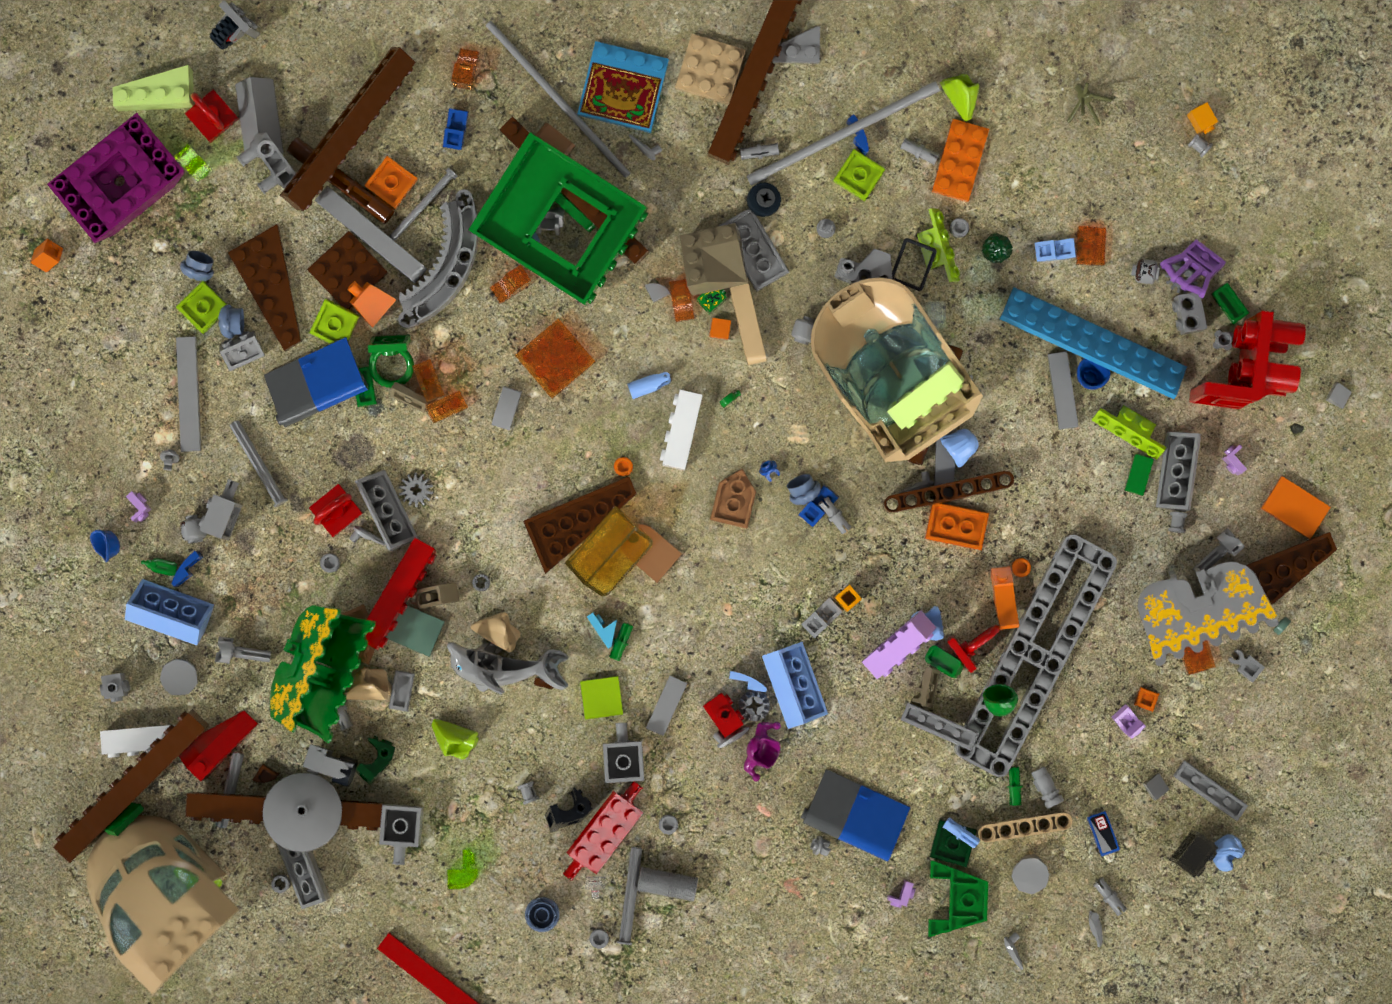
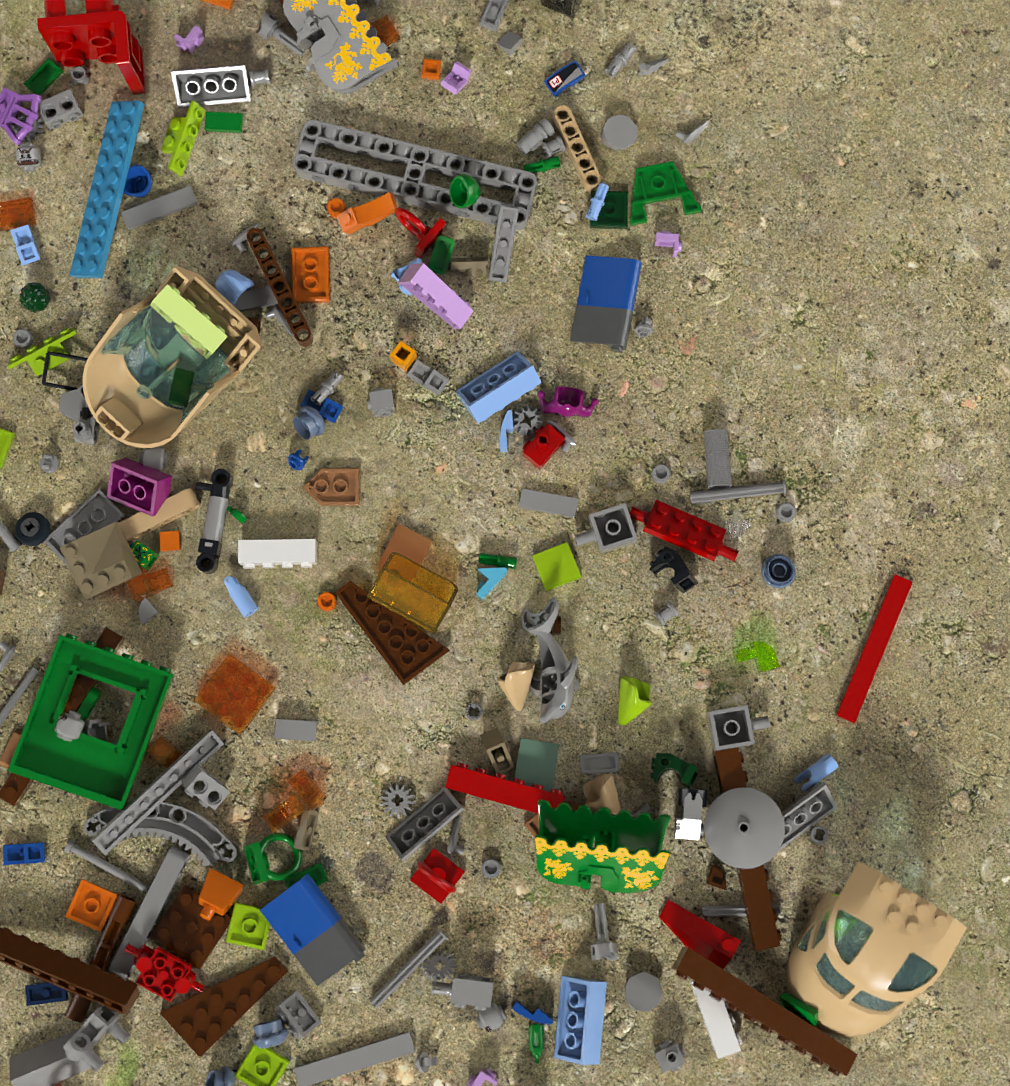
camera: 100 degrees left, 5 degrees down
(245, 496) = (445, 970): none -> light grey gear
(311, 235) = (163, 972): none -> red piece
(322, 122) = (44, 993): none -> dark blue plate
(339, 899) = (817, 771): none -> light blue piece
(474, 313) = (206, 786): none -> light grey brick
(479, 266) = (156, 792): none -> light grey plate
(556, 198) = (69, 726): none -> light grey head
(729, 376) = (211, 544): none -> piece
(779, 310) = (138, 486): none -> magenta slope
(807, 565) = (381, 402): none -> light grey brick
(868, 372) = (181, 387): none -> dark green tile
(1012, 468) = (238, 241): none -> light grey bar
(1031, 803) = (553, 147): none -> light grey bush

